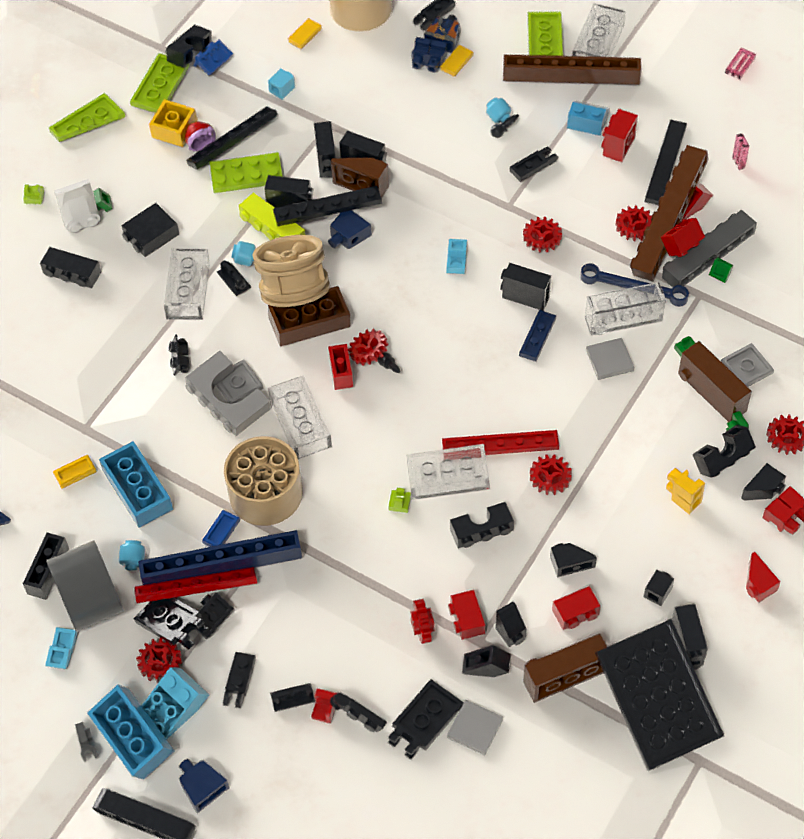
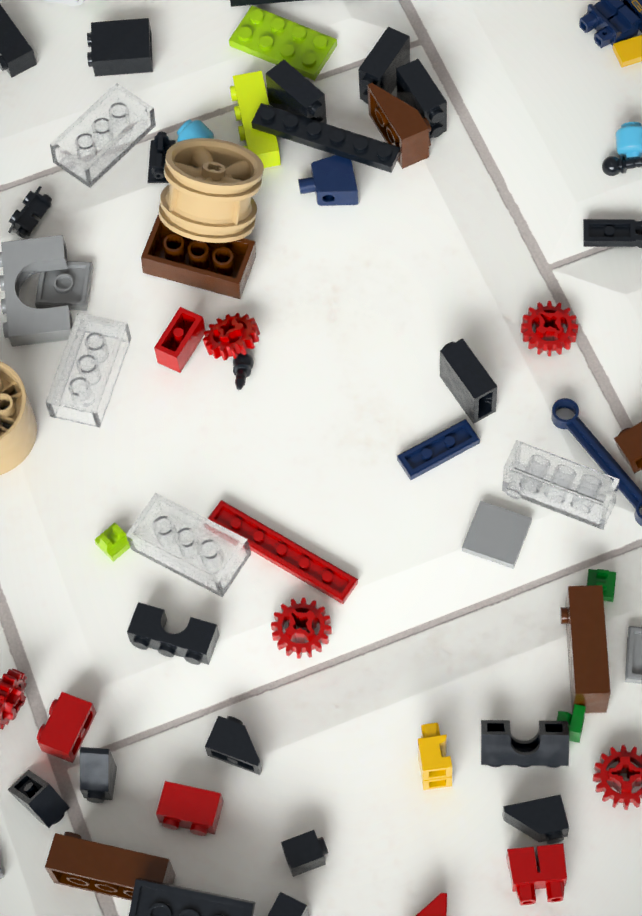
camera: 40 degrees right, 5 degrees up
(456, 256) = (429, 292): medium azure slope -> none

